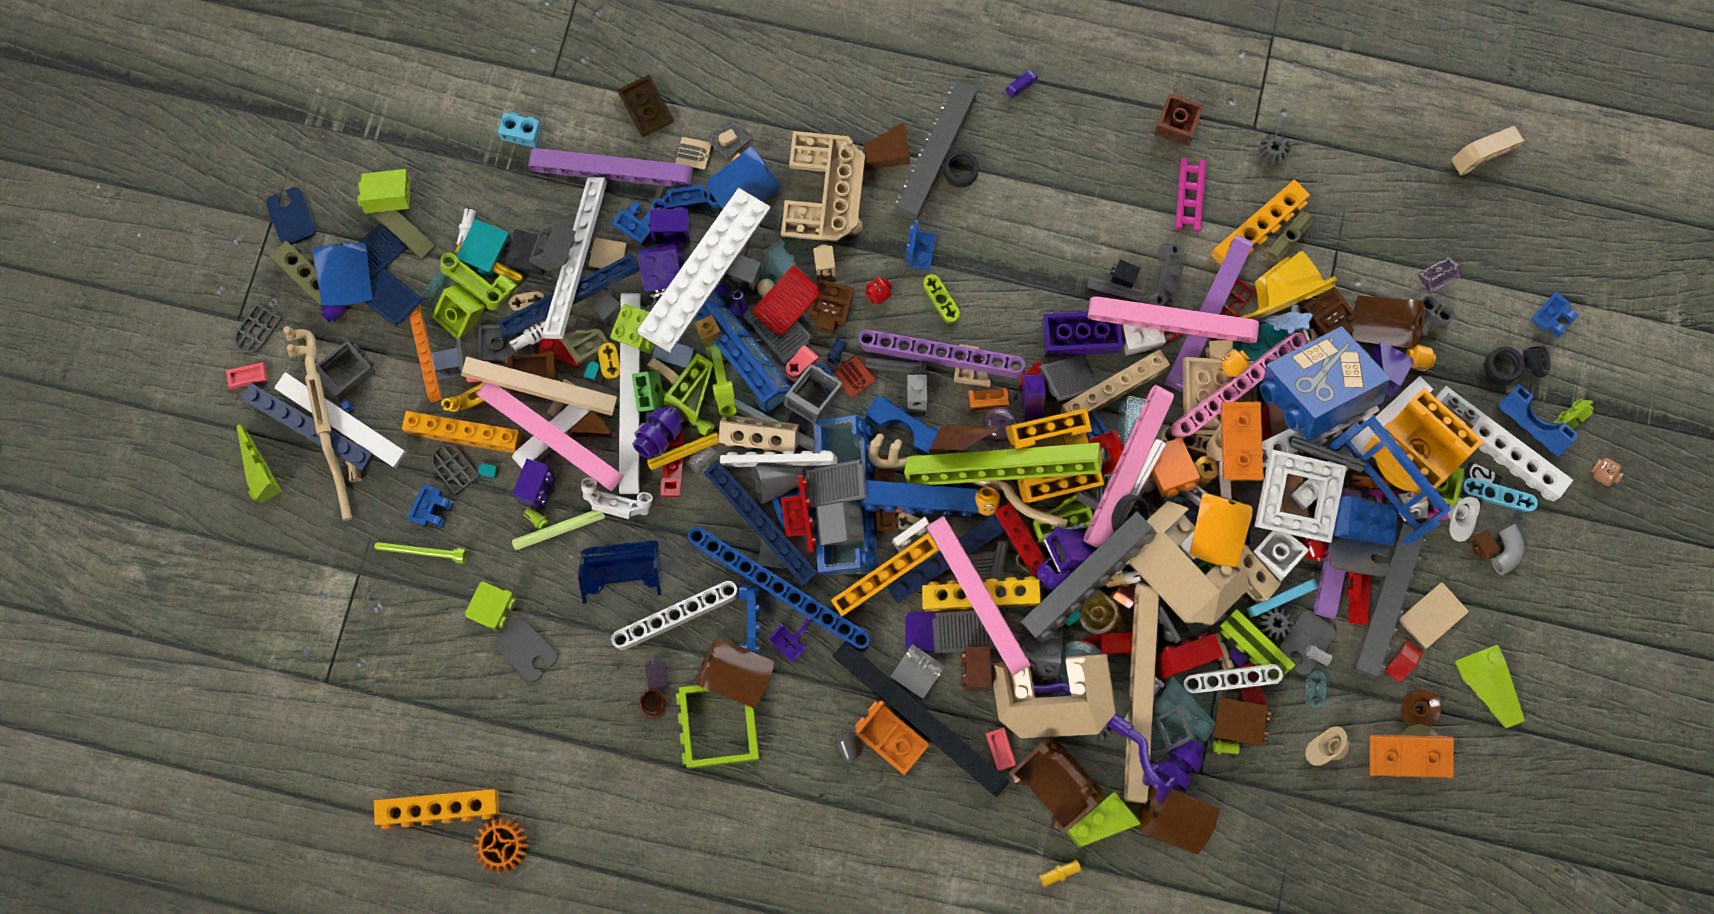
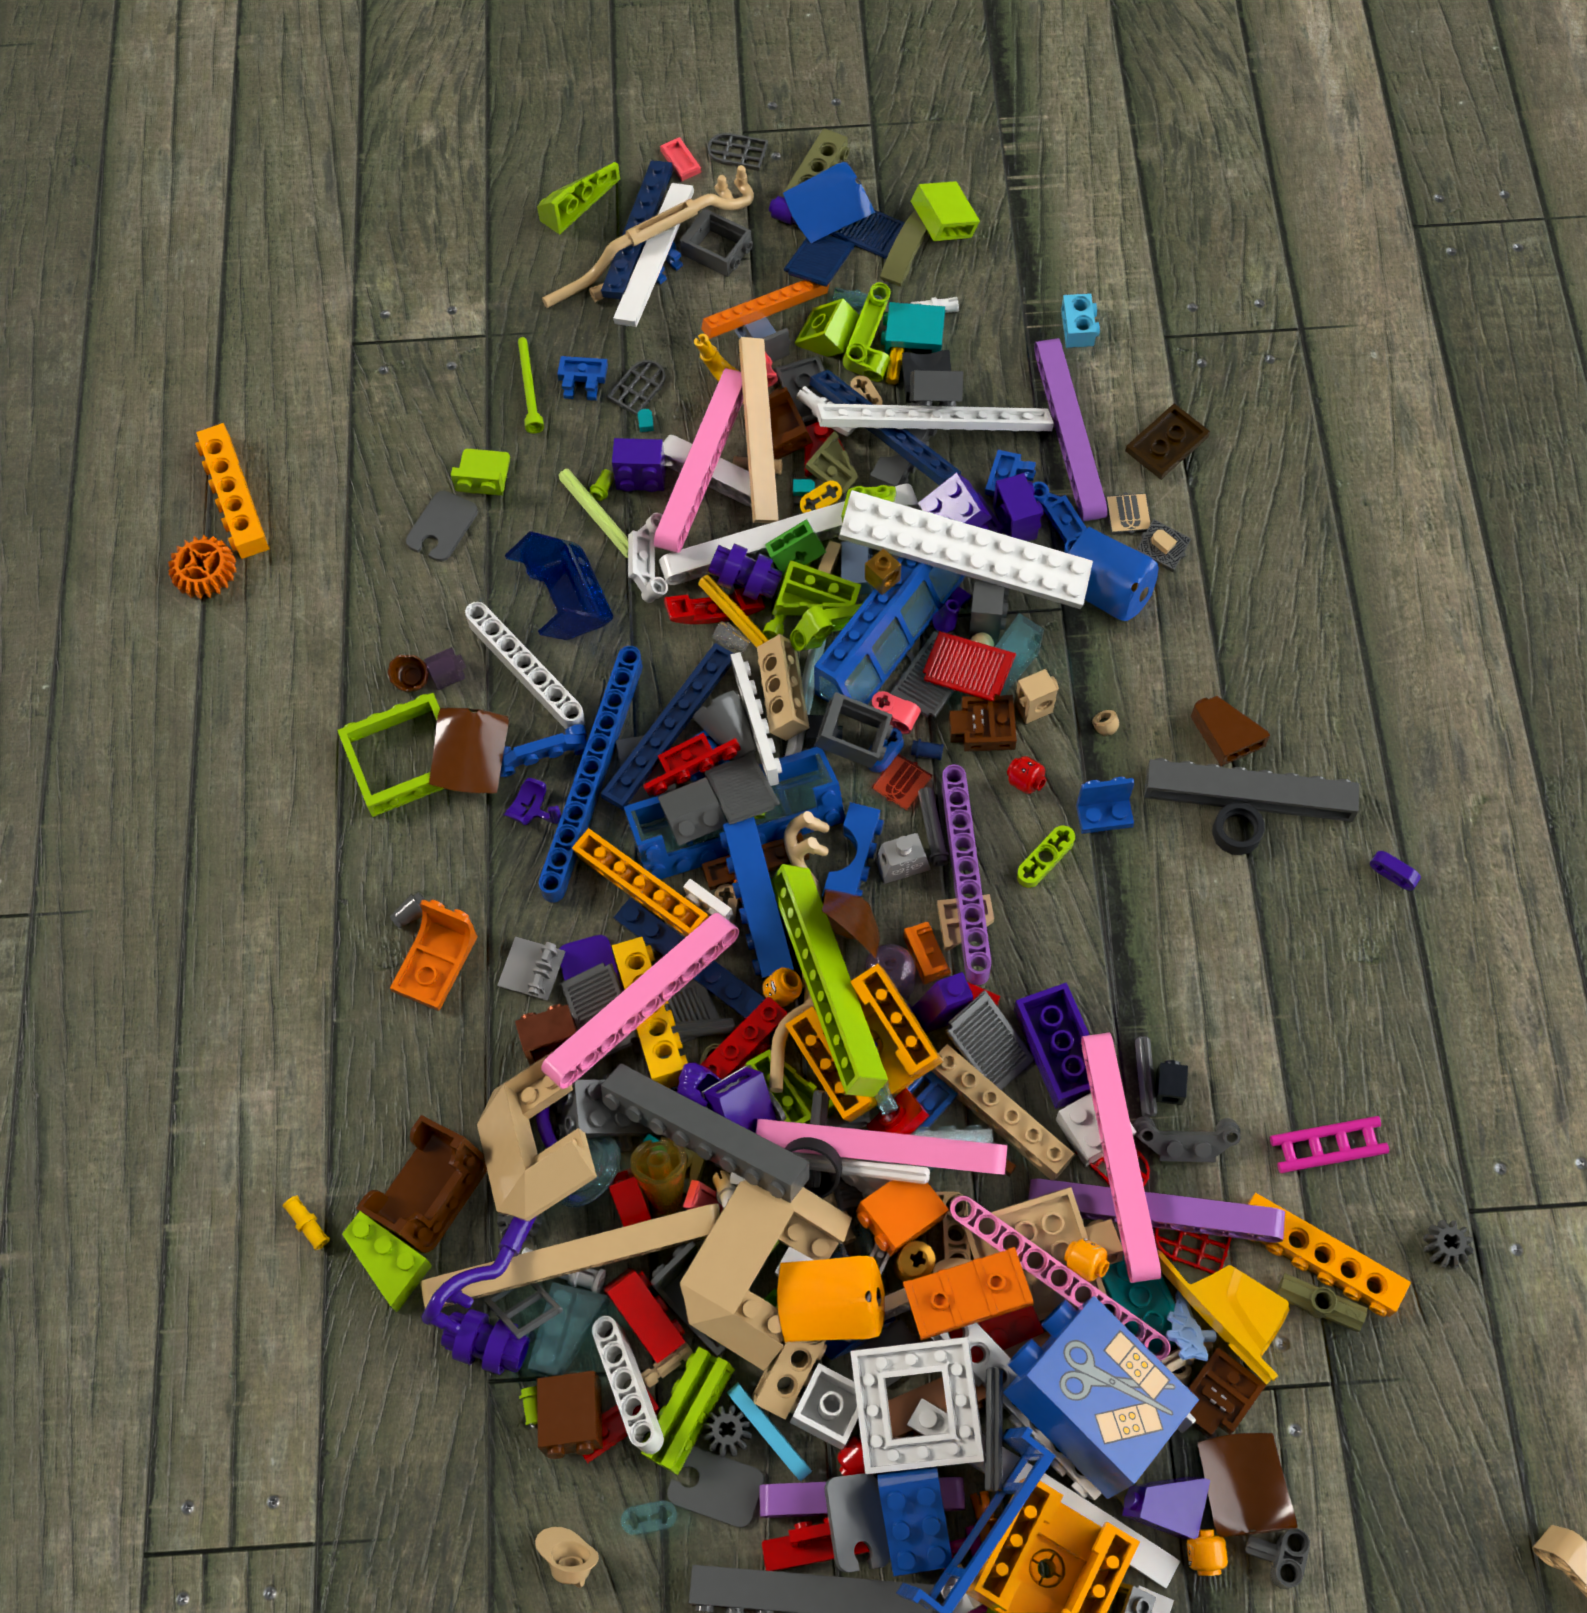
camera: 75 degrees right, 10 degrees down
(293, 221) = (878, 141): dark blue piece -> none
(461, 432) = (680, 375): light orange brick -> none
(591, 427) = (734, 507): reddish brown slope -> none
(606, 252) = (963, 457): tan piece -> none
(842, 187) = (1108, 692): tan slope -> none
(921, 719) = (466, 992): black beam -> none
(1000, 749) = (455, 1102): coral tile -> none
(1178, 119) = (1433, 1092): copper brick -> none
(1180, 820) = (409, 1365): reddish brown piece -> none
(1237, 657) = (664, 1389): dark purple piece -> none
(1318, 655) = (699, 1506): light grey pin -> none
(1440, 274) = (1355, 1554): clear purple slope -> none

